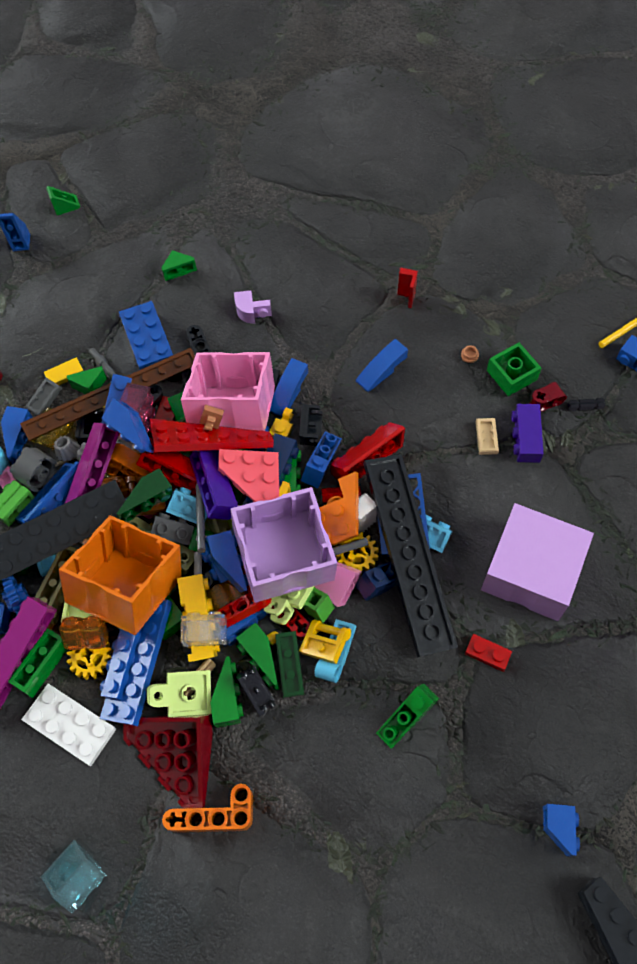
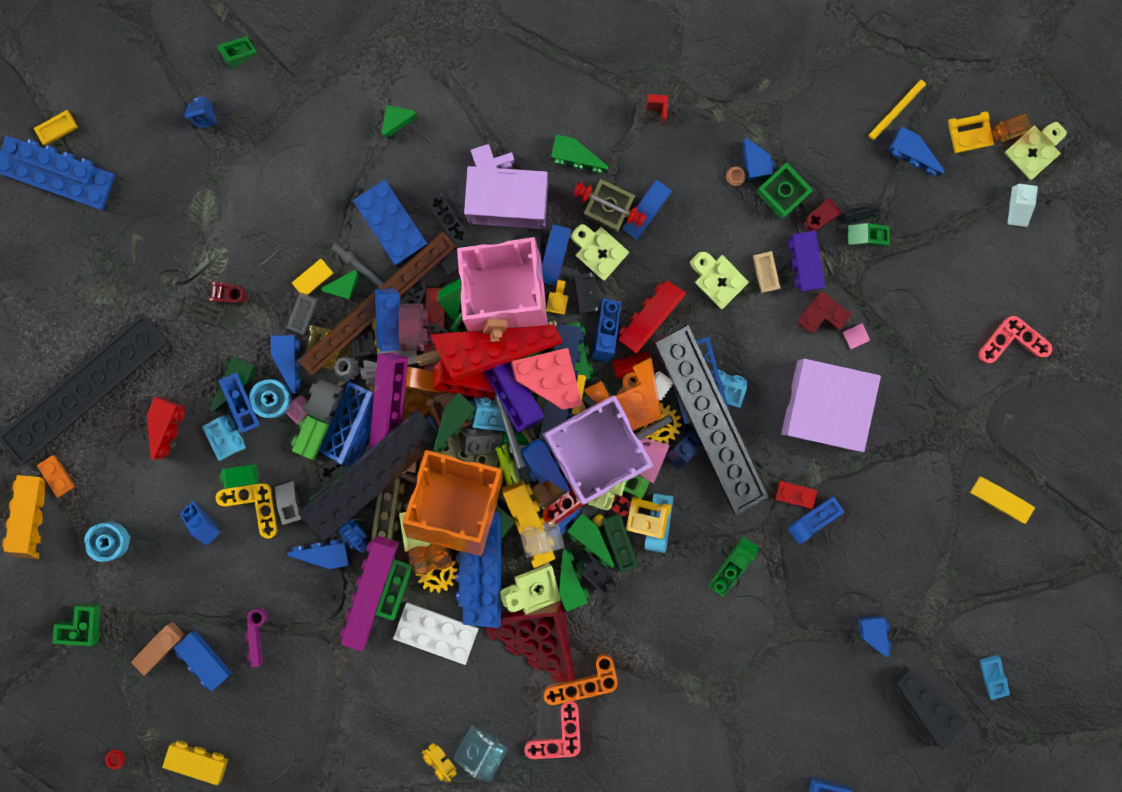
camera: 10 degrees left, 25 degrees up
(25, 885) = (433, 757): none -> yellow hinge
(127, 421) = (418, 357): blue slope -> none
(170, 884) = (562, 743): none -> coral beam
(190, 554) = (507, 464): none -> lime pin
(254, 320) = (506, 197): none -> lavender tile
(323, 385) = (591, 243): none -> yellowish green plate
(325, 312) = (572, 152): none -> green slope
(346, 353) = (609, 205): none -> olive brick
(431, 426) = (709, 275): none -> yellowish green plate
(490, 342) = (757, 161): none -> blue slope
(507, 681) = (815, 520): none -> blue plate
(541, 477) = (823, 309): none -> dark red brick
(570, 508) = (856, 336): none -> bright pink slope
(591, 419) = (868, 235): none -> green slope

